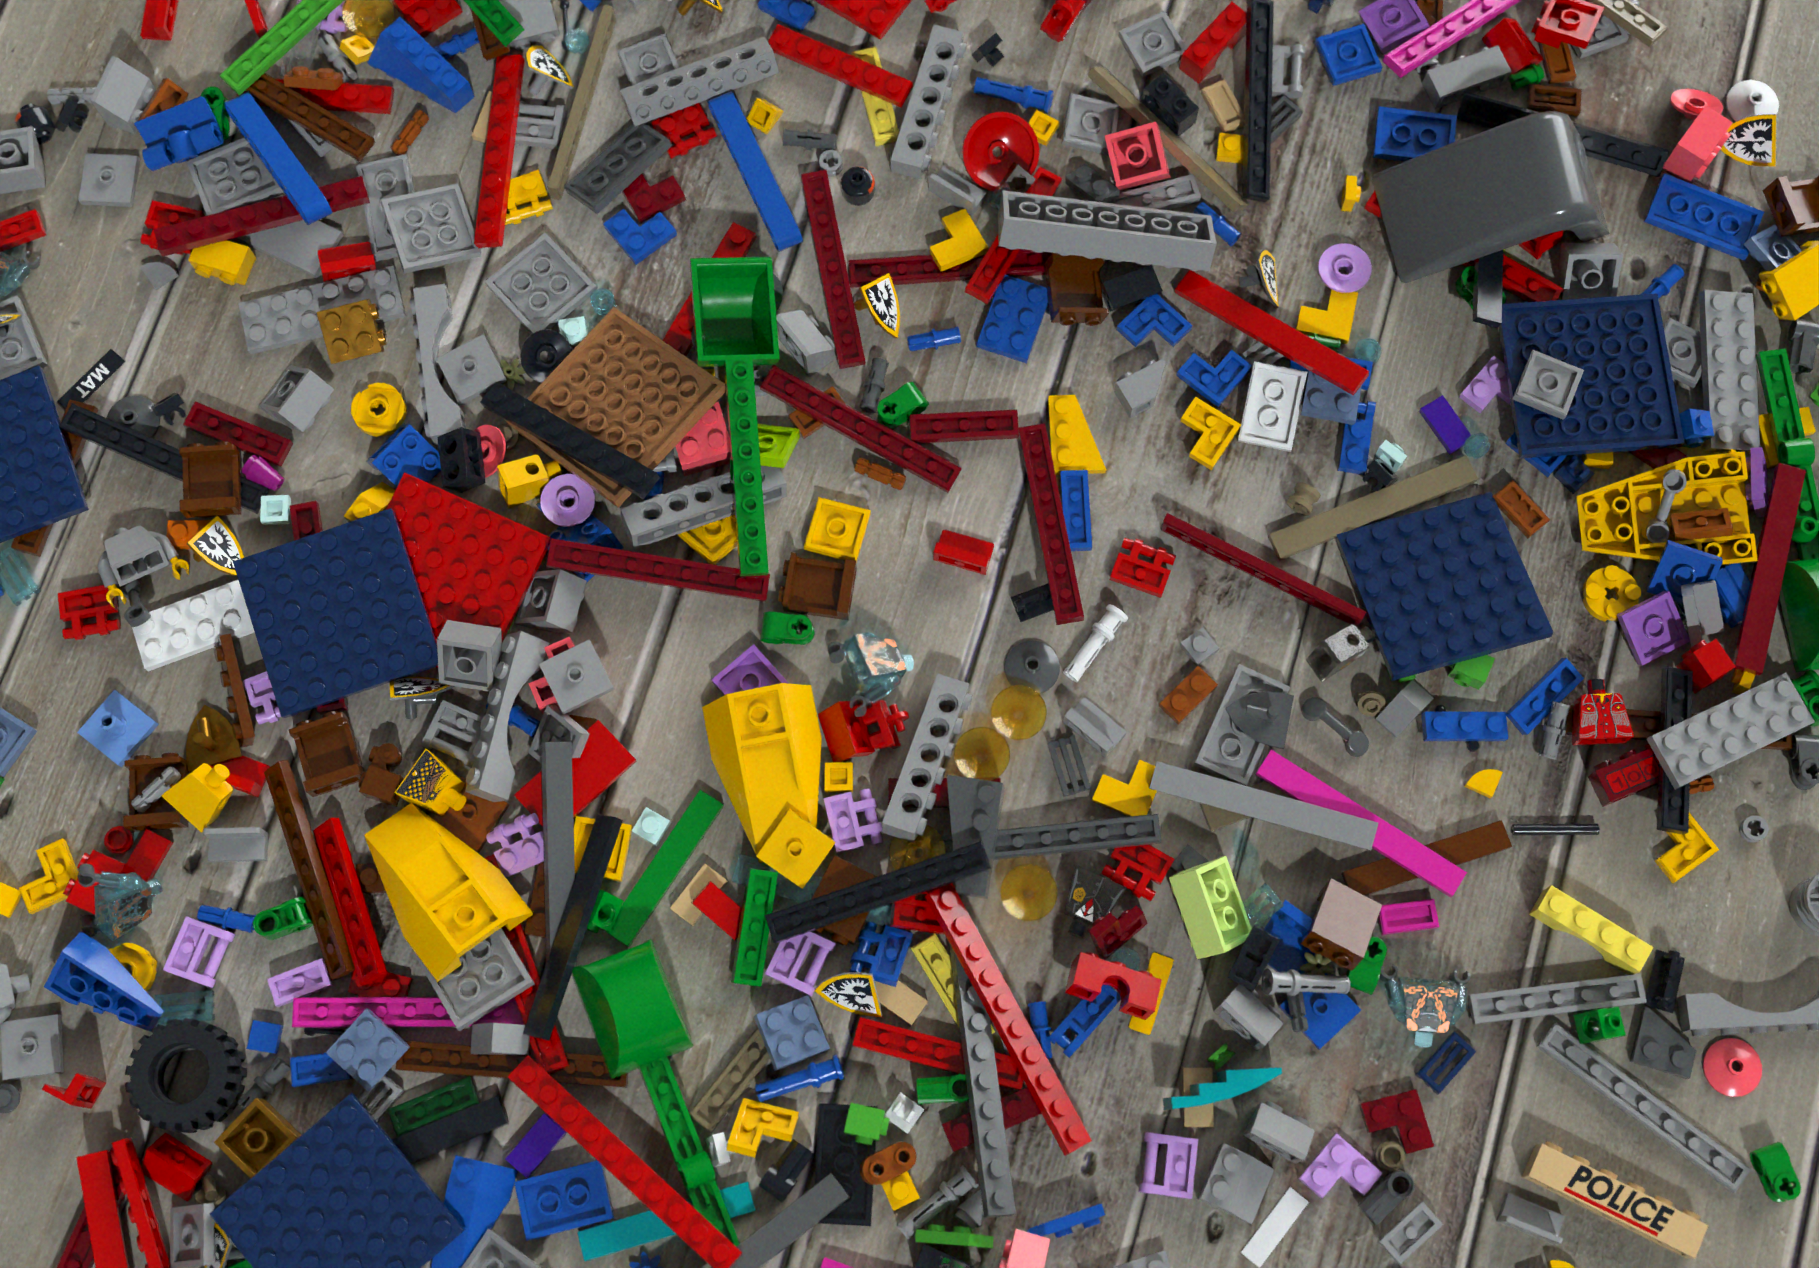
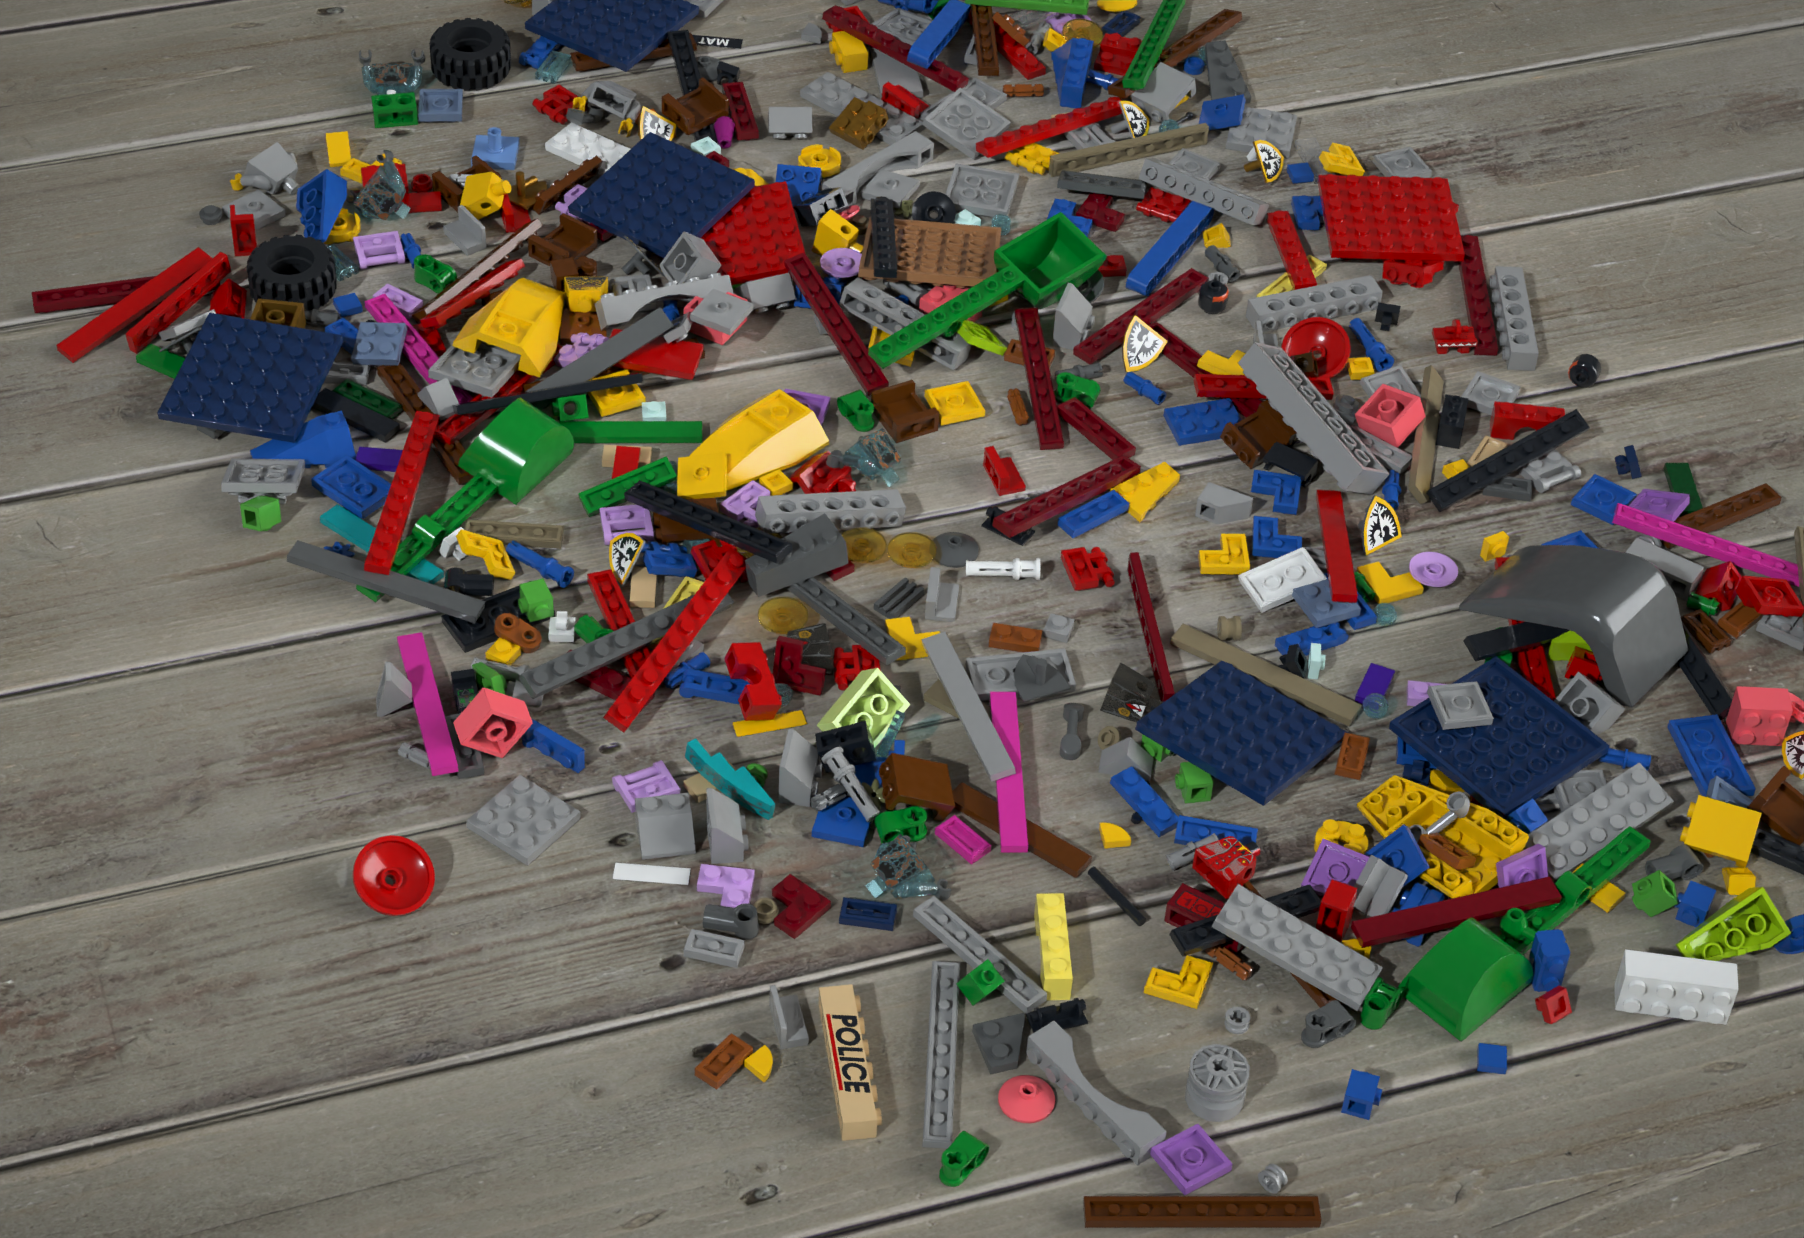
camera: 50 degrees right, 30 degrees down
(791, 1032) = (569, 541): sand blue plate -> none

